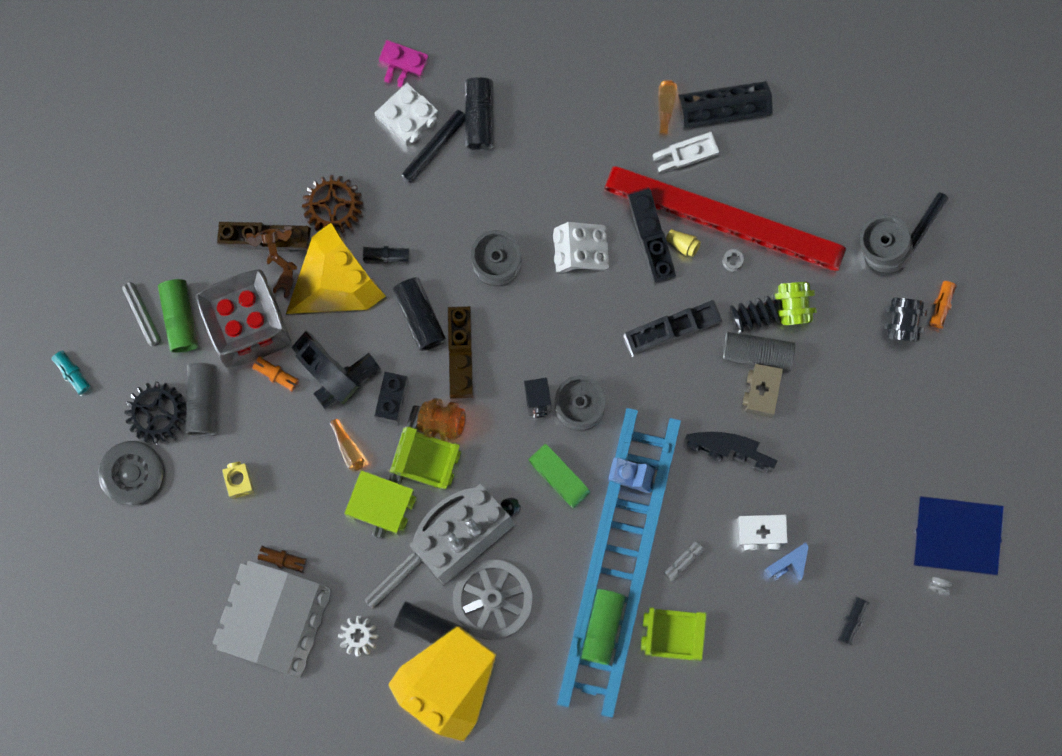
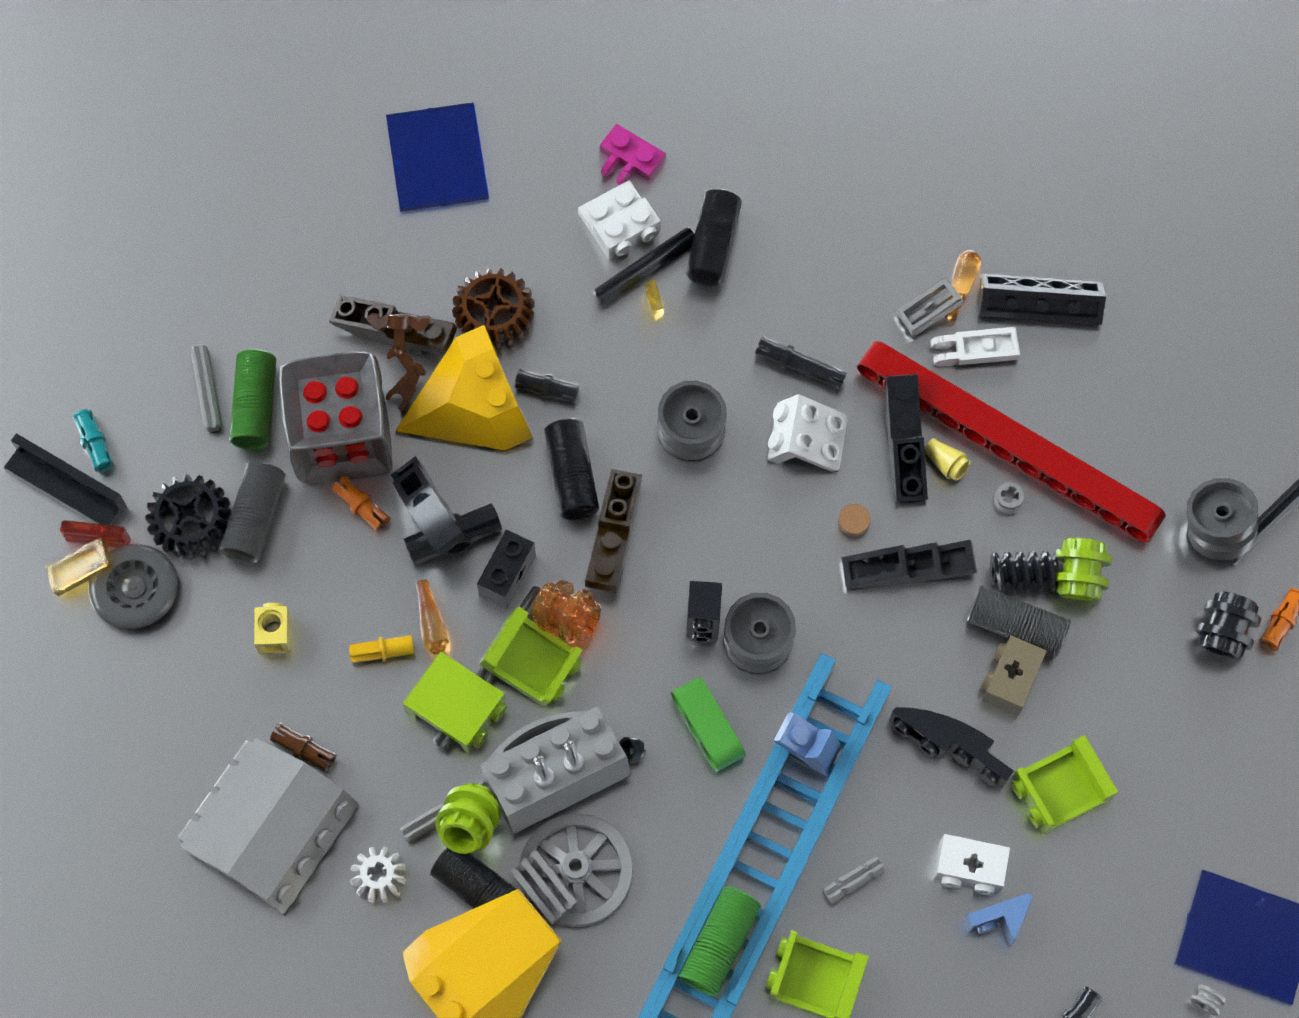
camera: 10 degrees right, 10 degrees down
(60, 410) = (64, 483): none -> black fence
(88, 468) = (79, 567): none -> clear yellow tile
(94, 441) = (88, 532): none -> clear red tile
(261, 95) = (437, 157): none -> clear blue piece
(318, 476) = (381, 649): none -> yellow axle
(411, 584) = (468, 818): none -> lime piece
(445, 167) = (653, 295): none -> clear yellow tile
(458, 605) = (526, 864): none -> light grey tile
(555, 192) = (800, 362): none -> black pin
(627, 303) = (854, 520): none -> medium nougat tile
(652, 136) = (934, 316): none -> light grey tile
(813, 460) = (1064, 785): none -> lime panel

